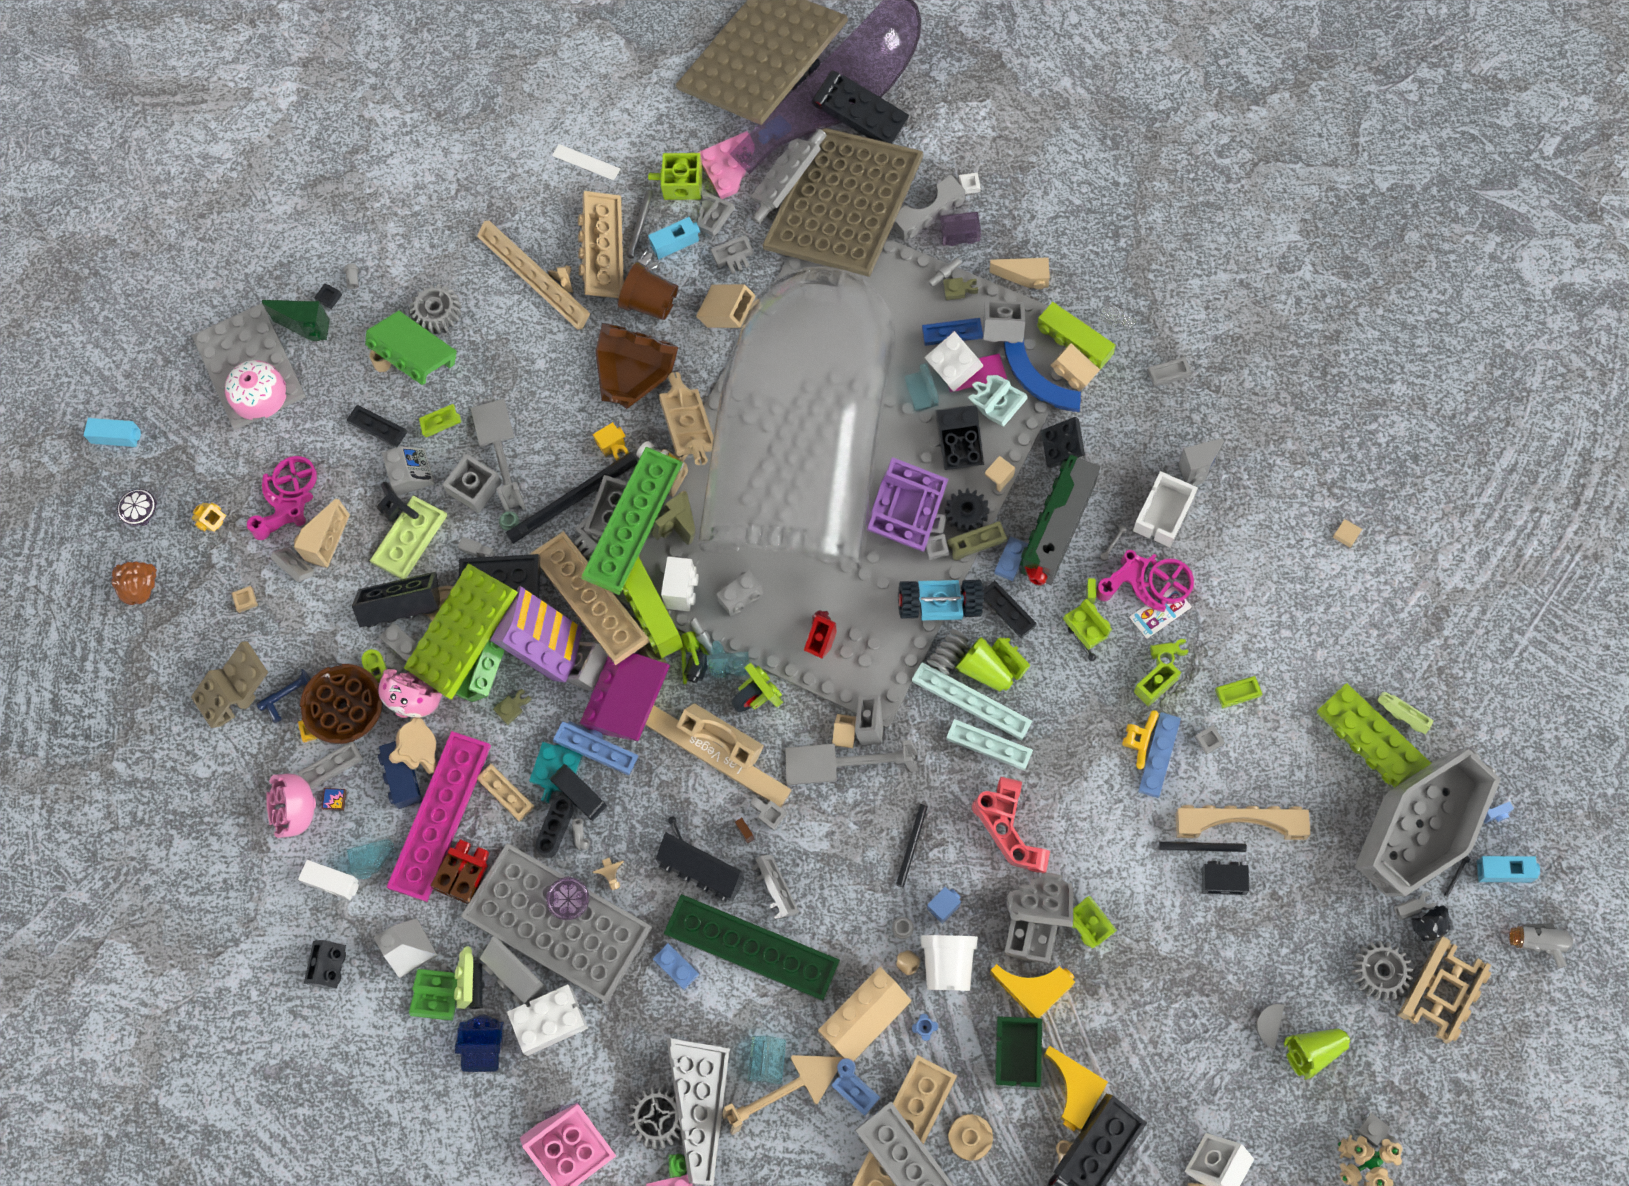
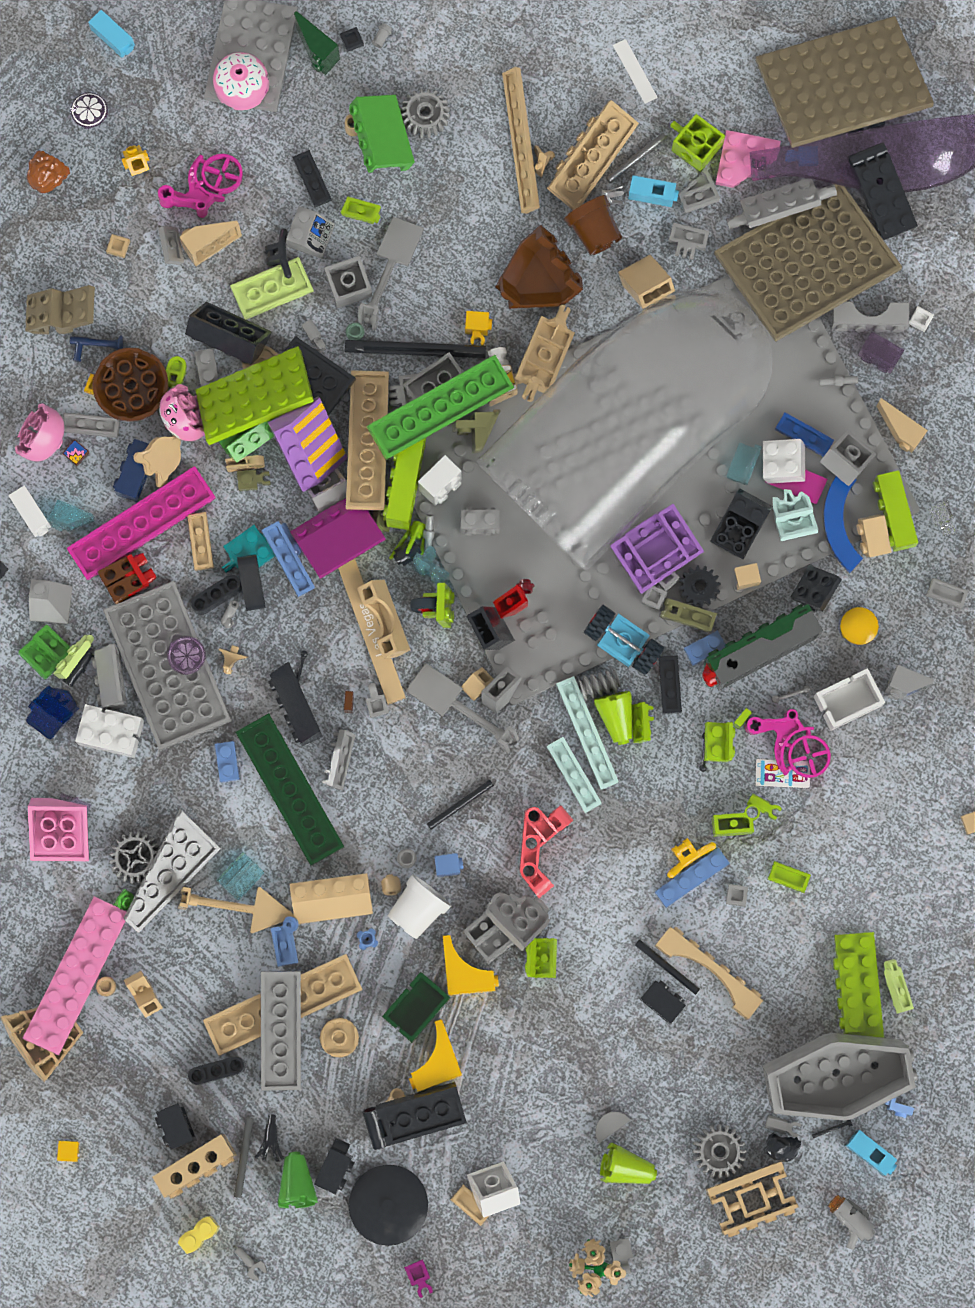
camera: 30 degrees right, 10 degrees up
(496, 695) = (246, 463): none -> tan piece
(820, 672) = (490, 628): none -> black brick
(956, 288) = (837, 400): olive plate -> none
(1122, 448) = (859, 626): none -> yellow dish

